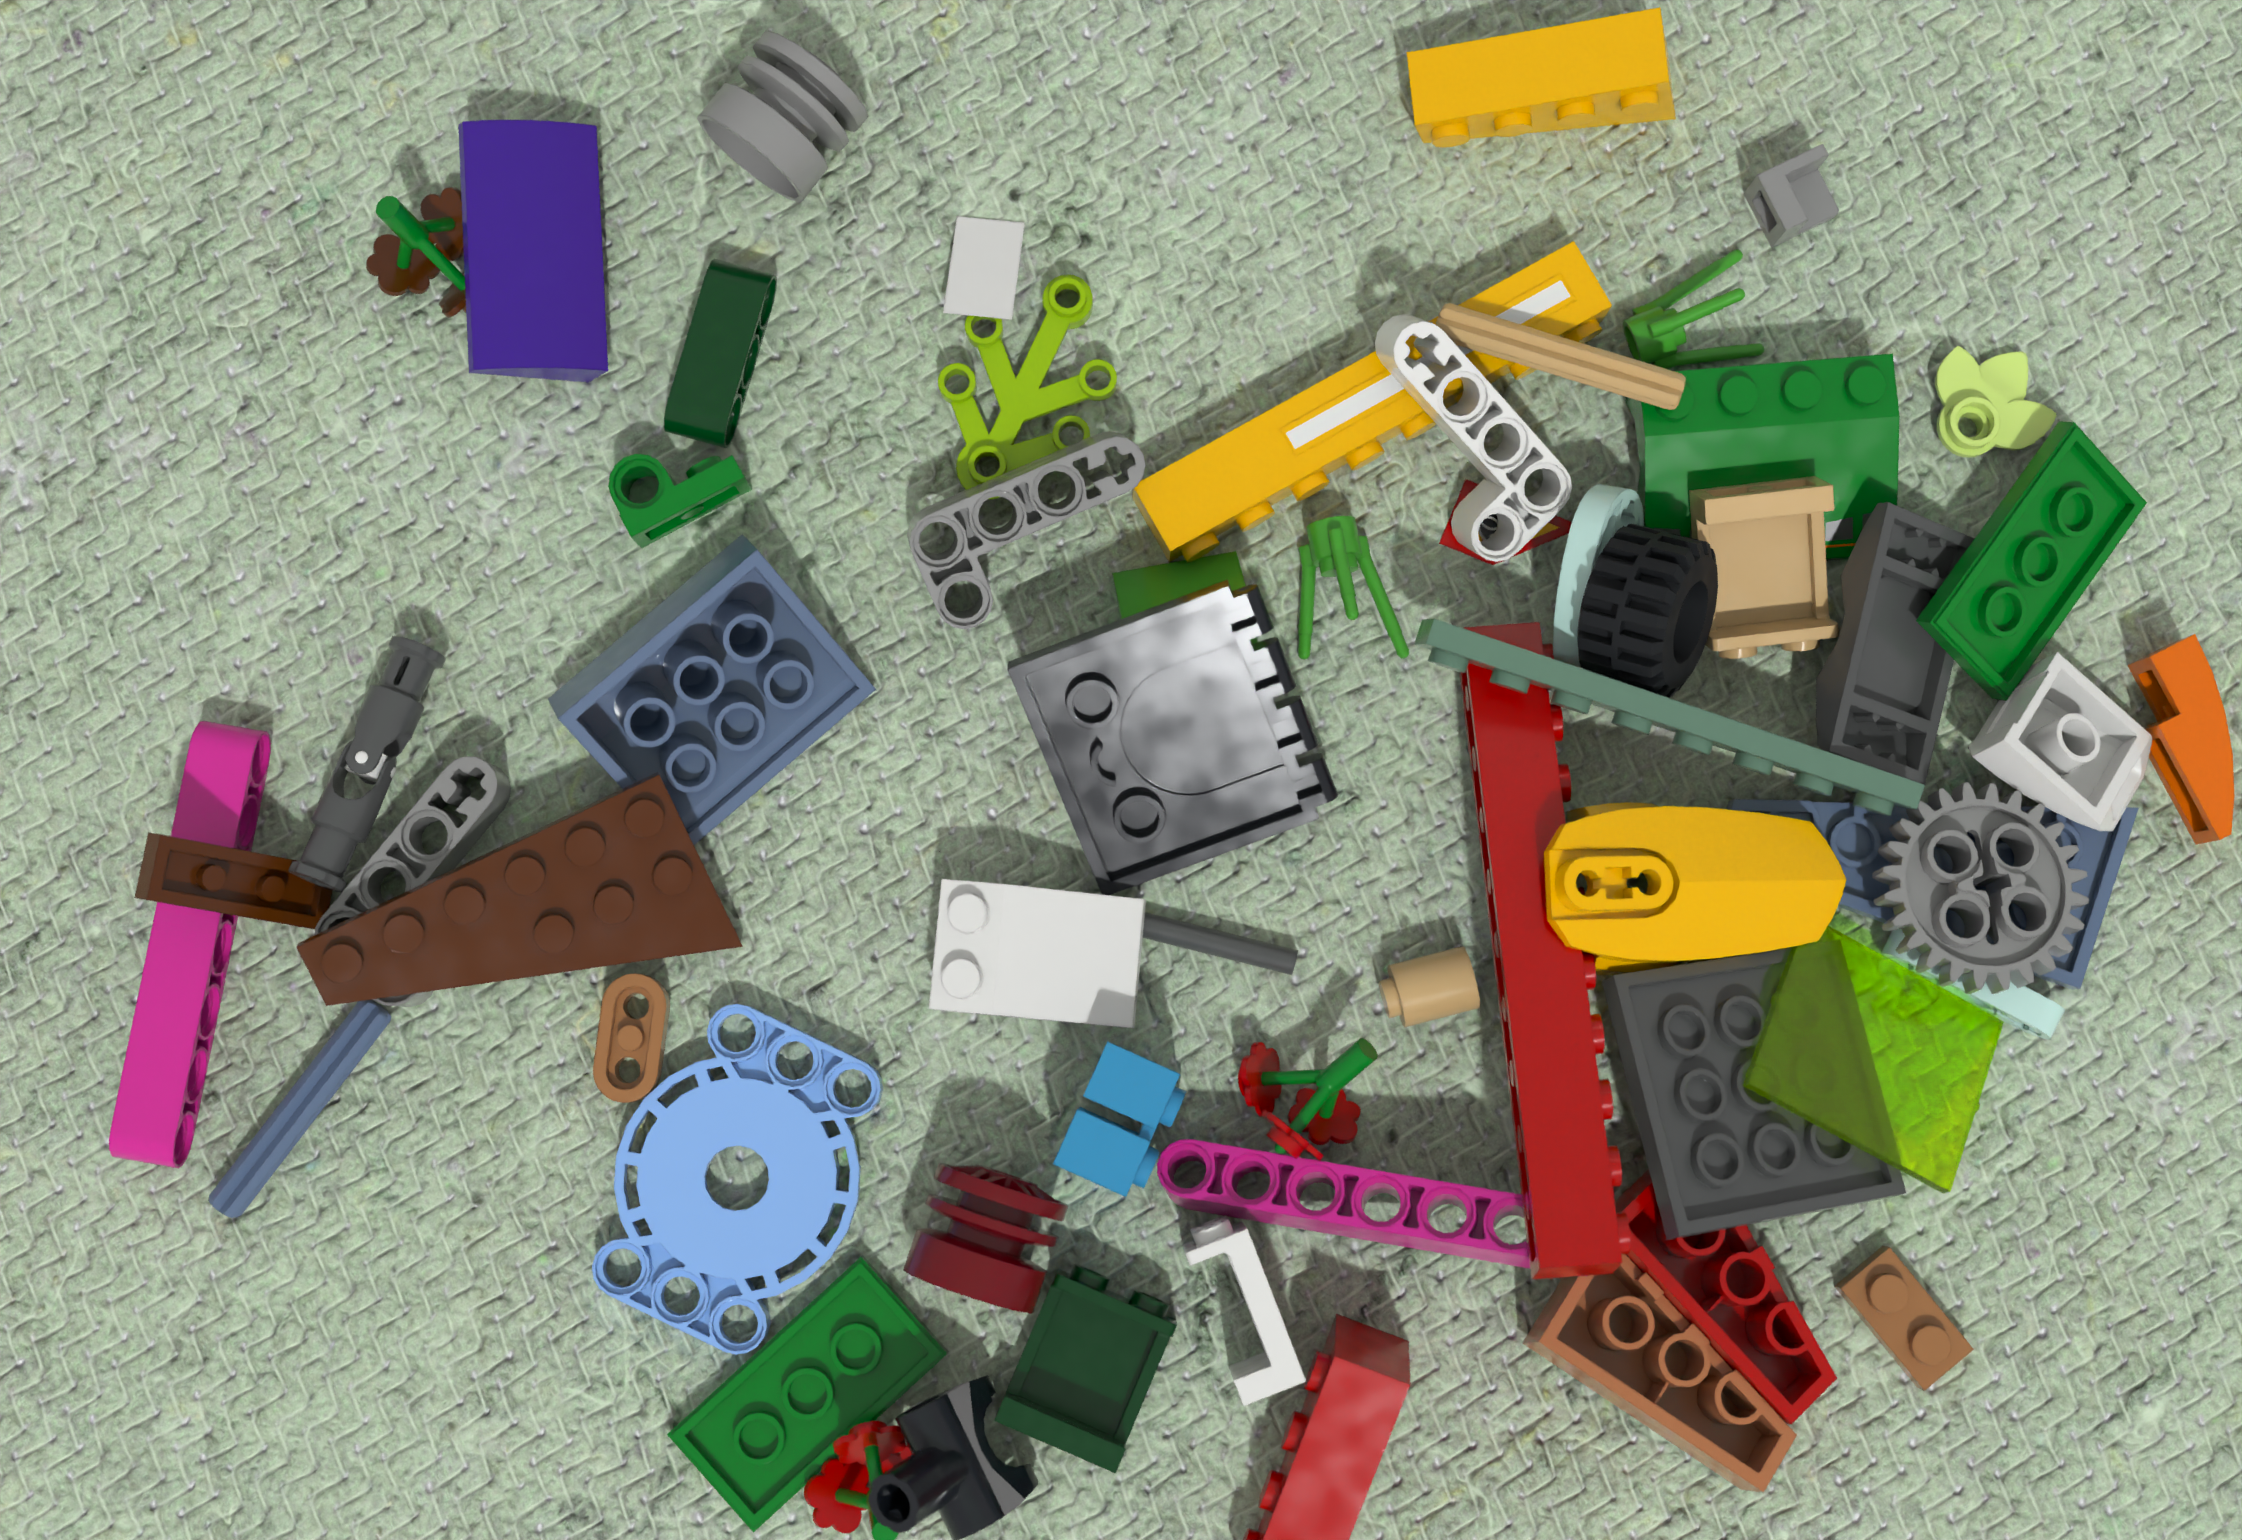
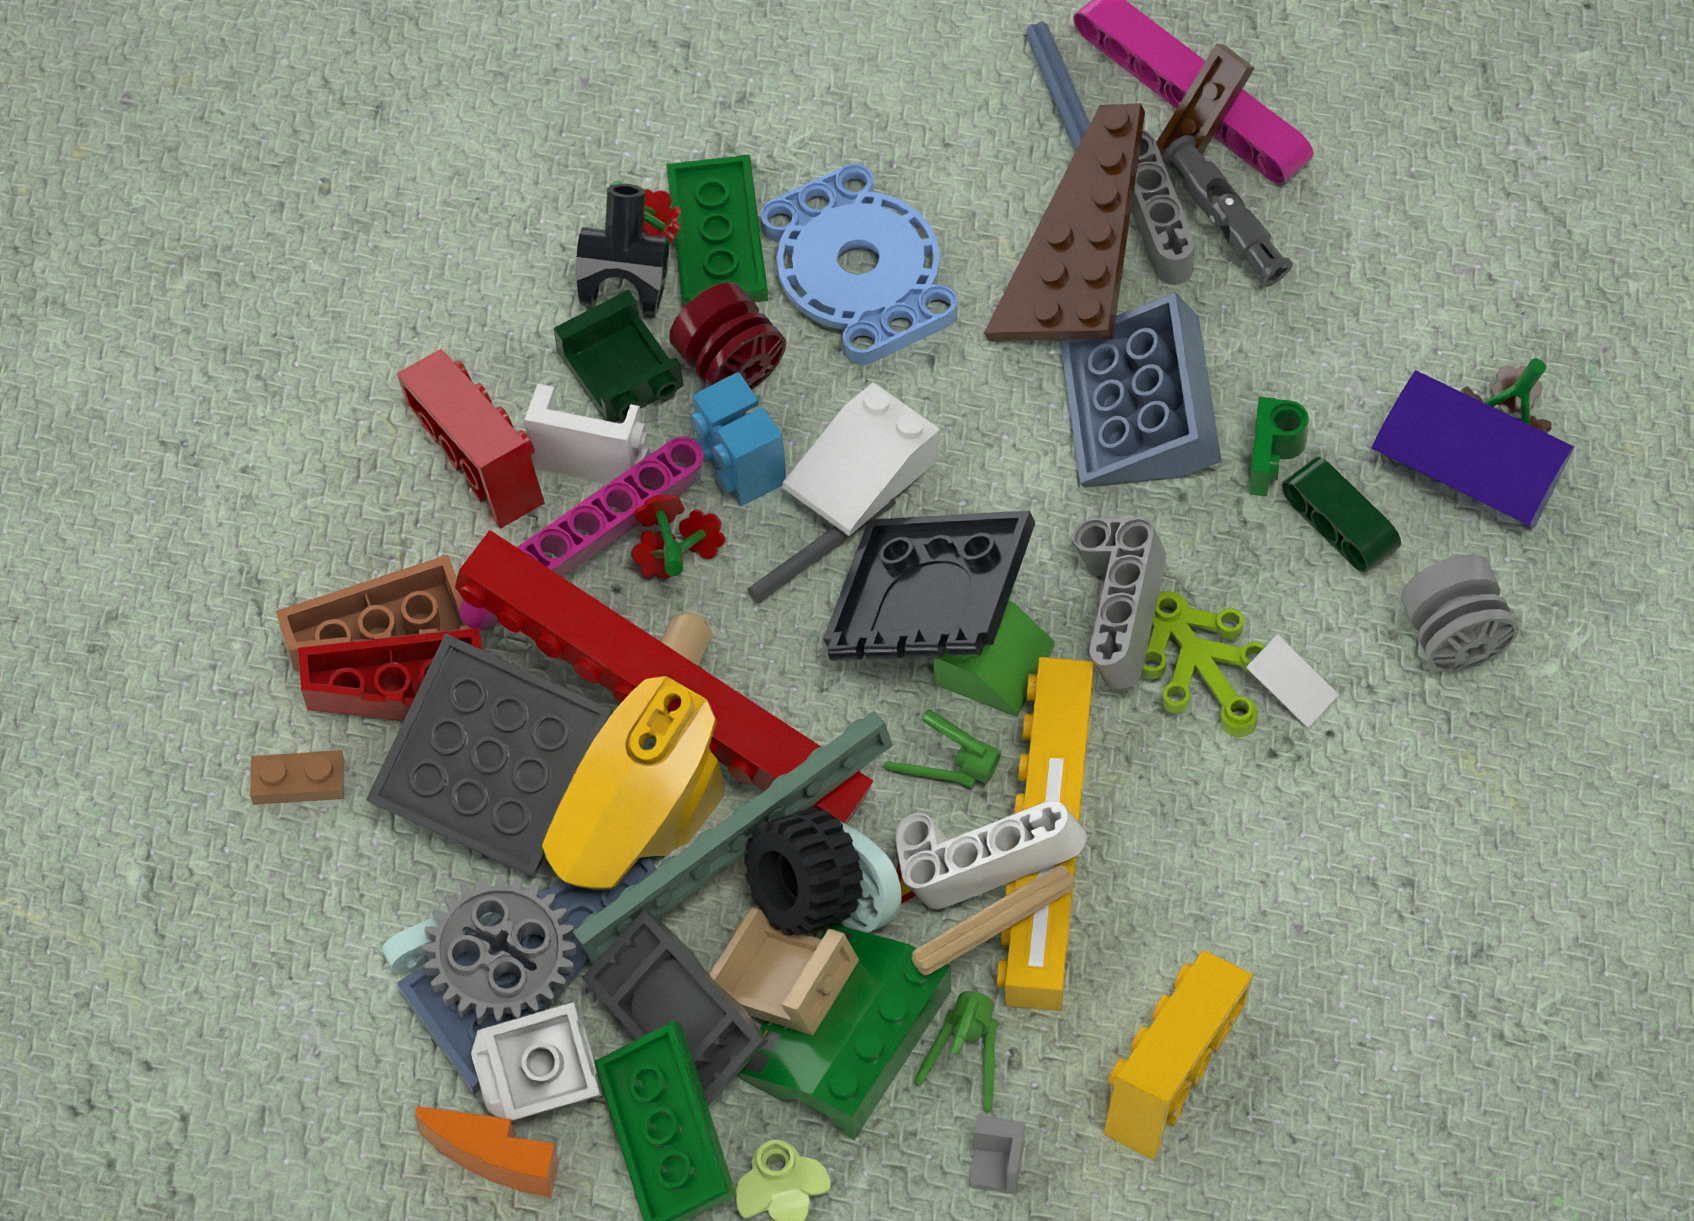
camera: 130 degrees right, 25 degrees down
(626, 1037) = (979, 254): medium nougat plate -> none
(1875, 1056) = (450, 832): clear neon green piece -> none

